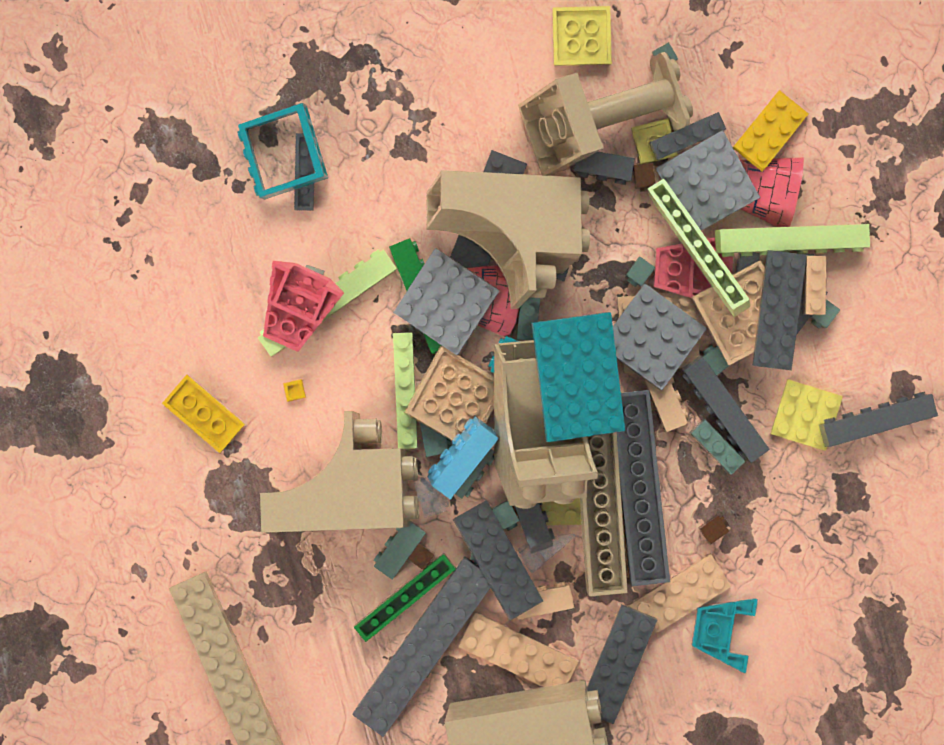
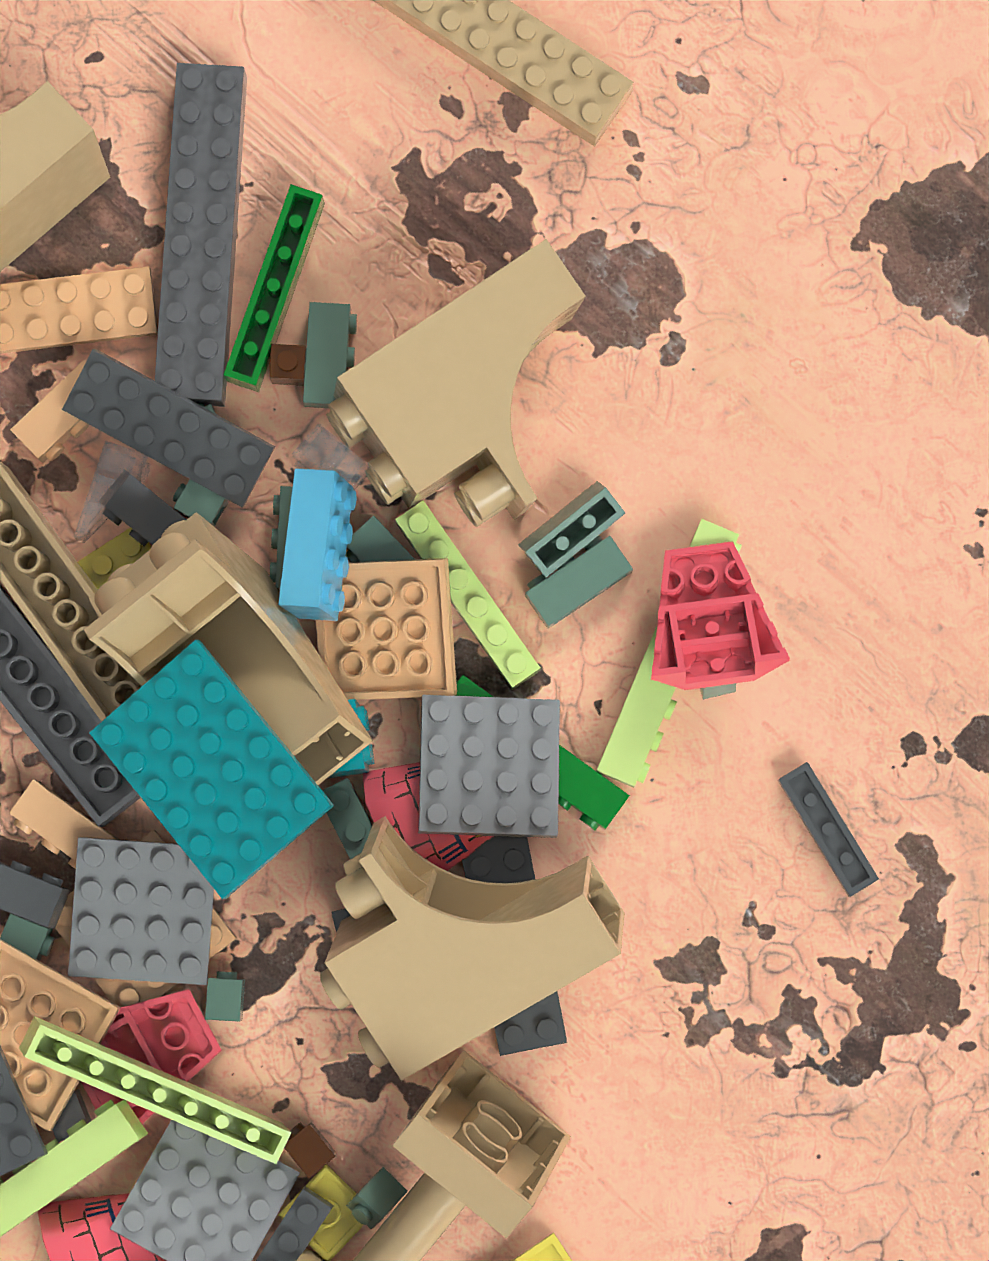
camera: 145 degrees right, 5 degrees down
(203, 413) = (747, 372): yellow plate -> none
(294, 390) = (634, 492): yellow tile -> none
(312, 143) = (846, 879): teal window -> none
(335, 391) = (571, 528): none -> sand green brick
(348, 364) = (578, 581): none -> sand green brick
(606, 167) = (373, 1128): dark grey brick -> none
(626, 133) = (376, 1198): none -> sand green brick

